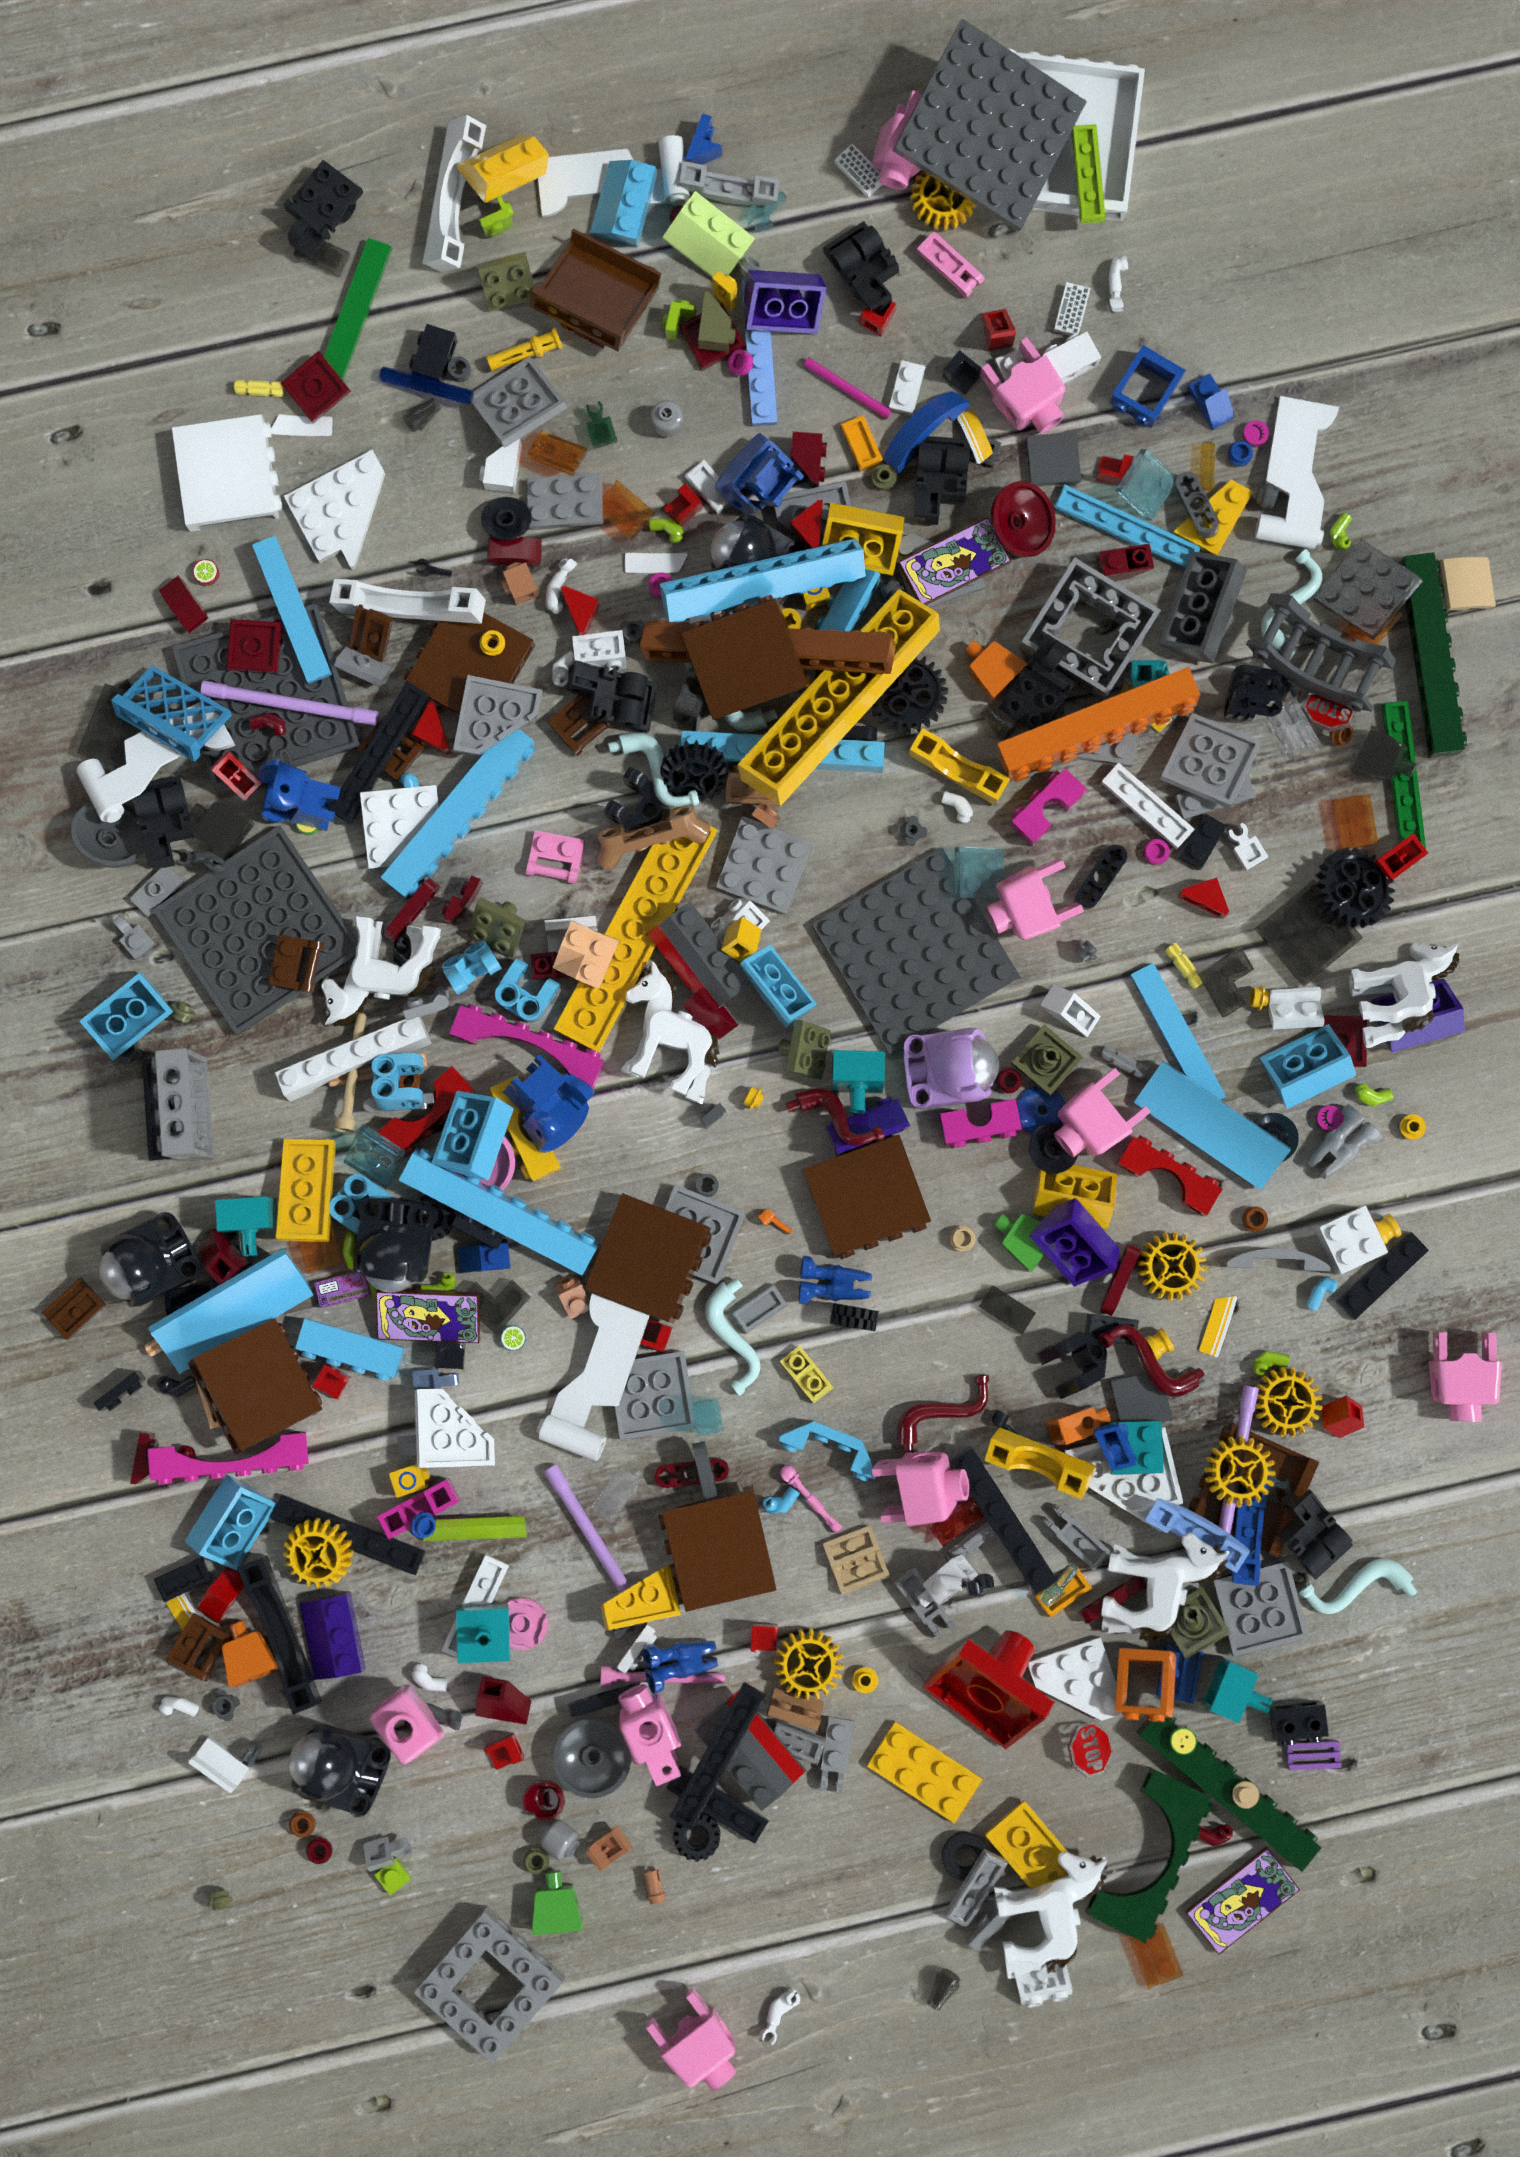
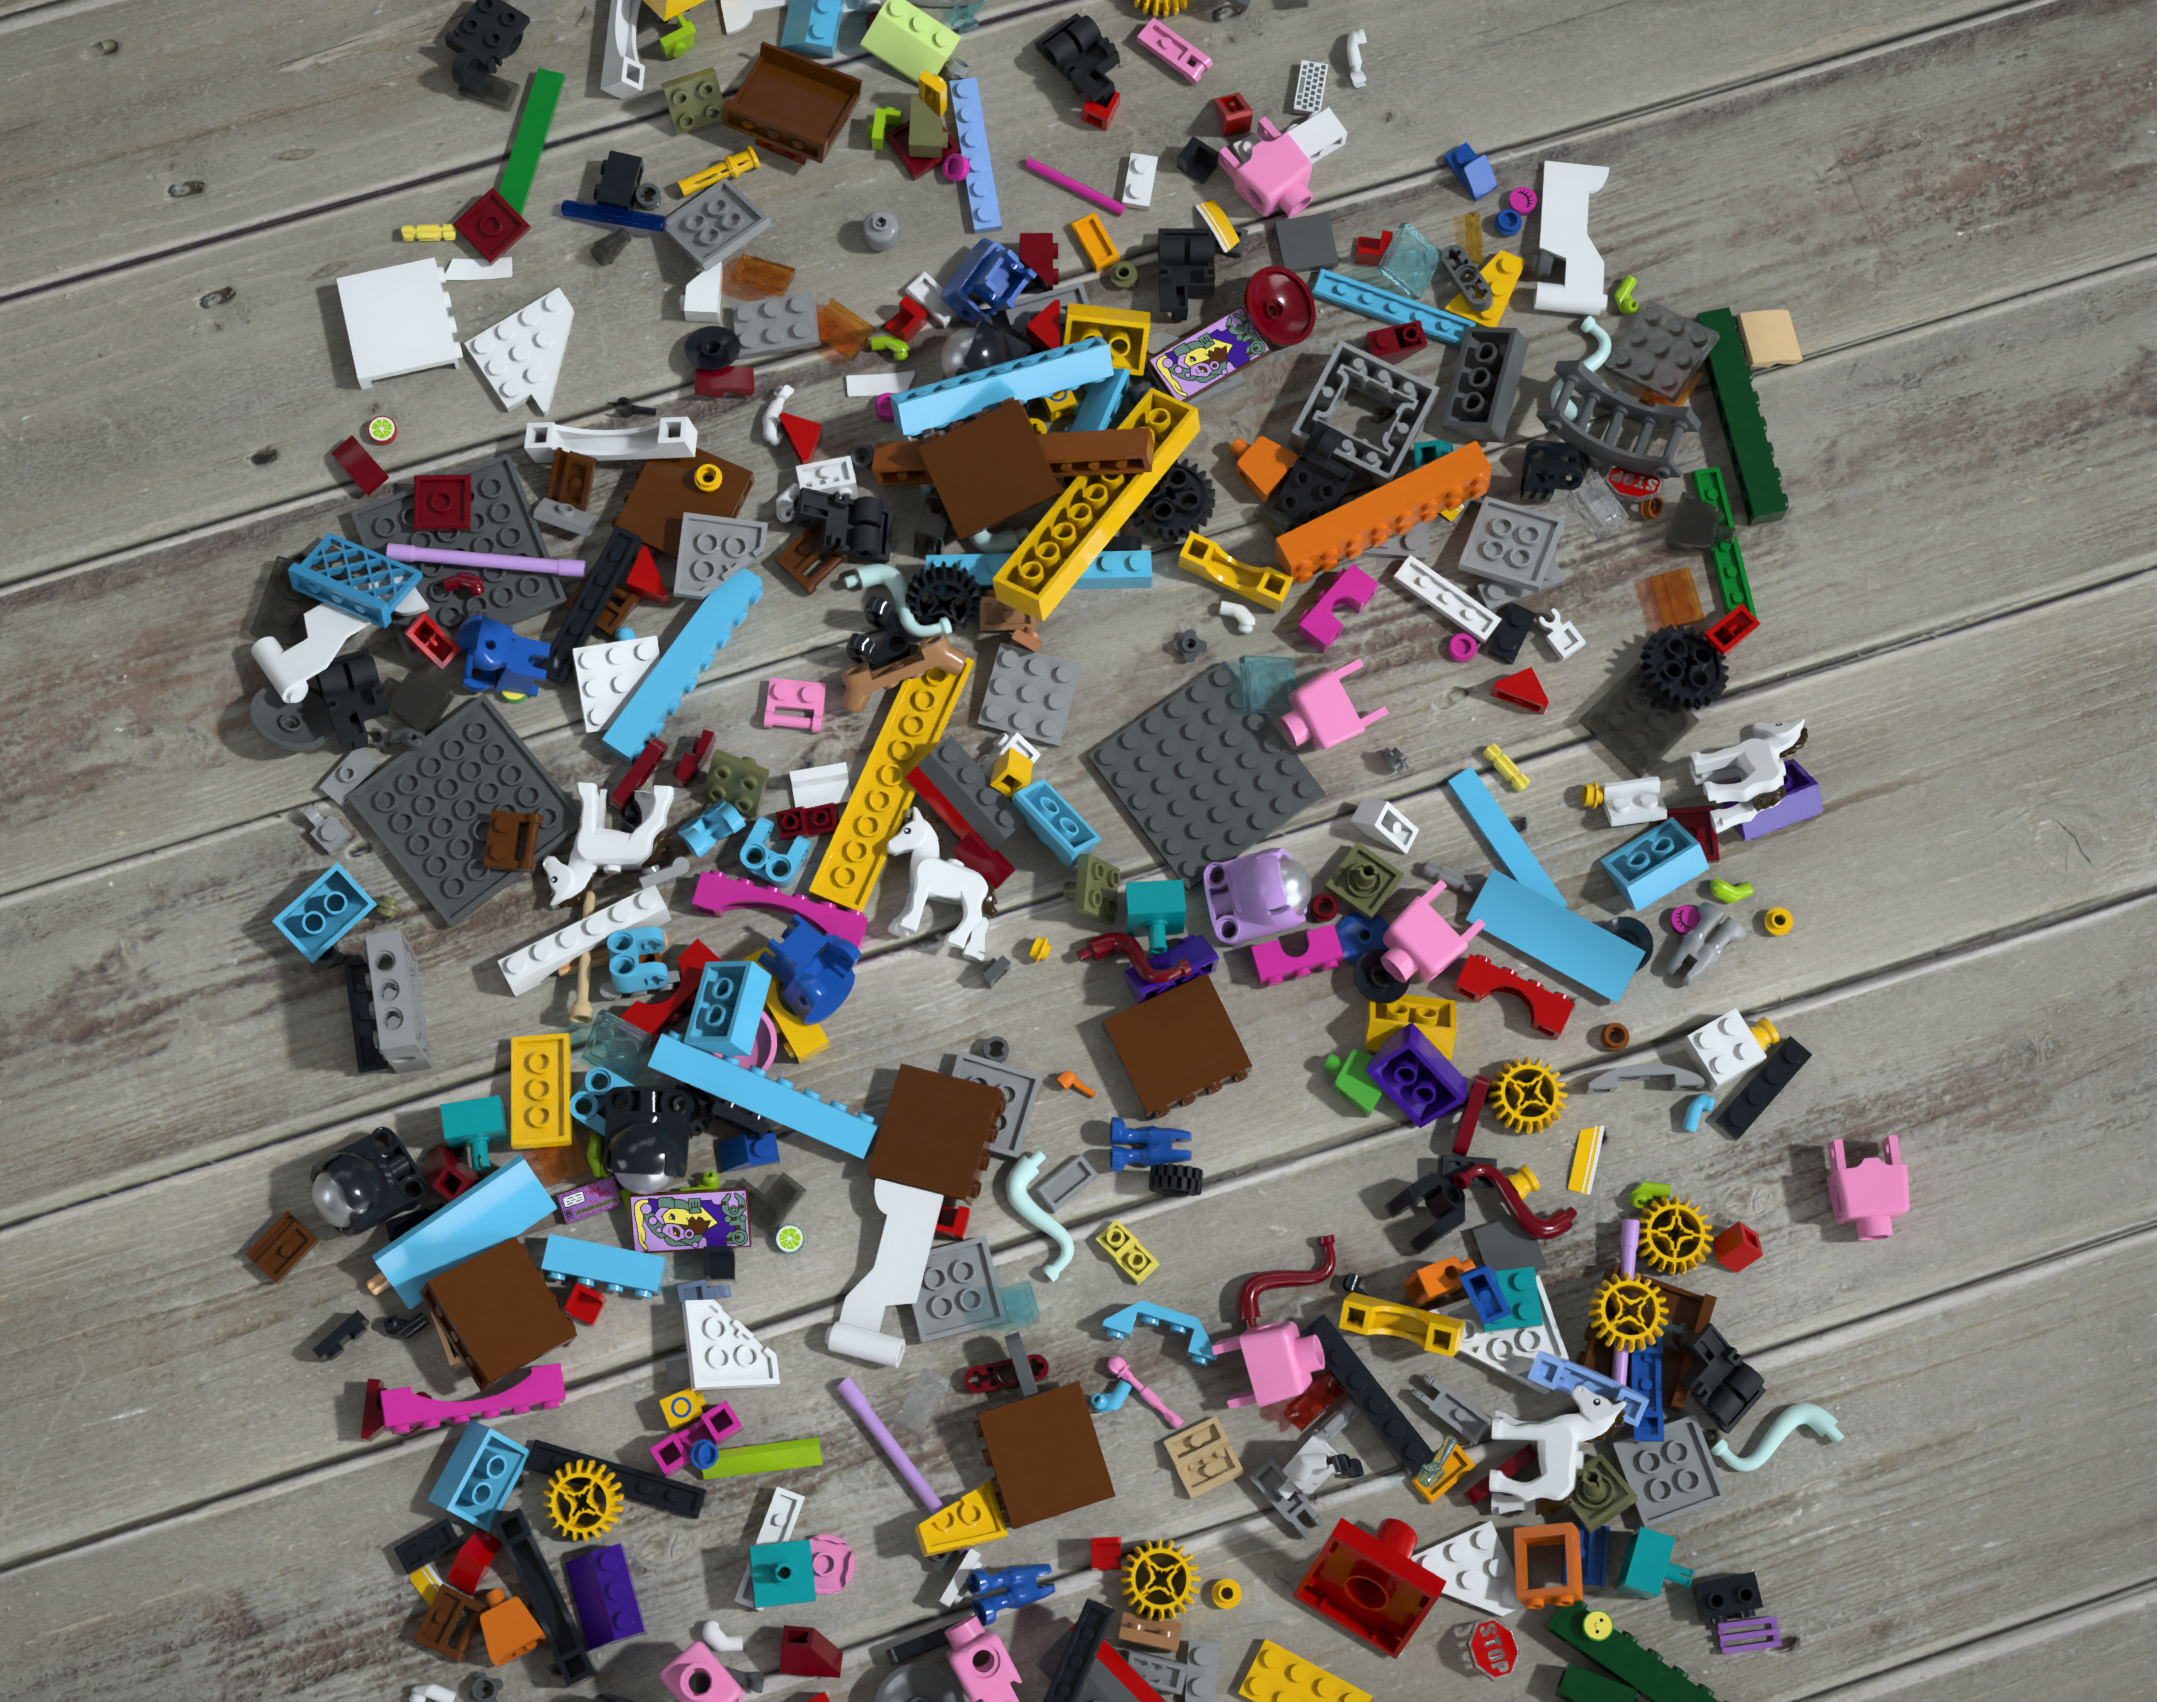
camera: 10 degrees left, 10 degrees down
(292, 609) = (482, 461): medium azure tile -> none
(519, 583) = (732, 415): nougat brick -> none
(573, 1295) = (854, 1185): nougat bracket -> none
(585, 954) = (838, 803): light nougat slope -> none
(600, 429) = (808, 247): clear green plate -> none
(612, 1676) = (933, 1615): bright pink piece -> none
(783, 301) = (997, 100): dark purple slope -> none
(920, 426) = (1156, 220): blue slope -> none
(962, 1238) = (1289, 1085): tan plate -> none
(1007, 1309) = (1347, 1160): clear smoke plate -> none
(1117, 865) = (1400, 668): black beam -> none
(1159, 366) = (1410, 138): blue window -> none
(1220, 980) = (1547, 779): clear smoke plate -> none
(1245, 1794) = (1675, 1680): tan plate -> none

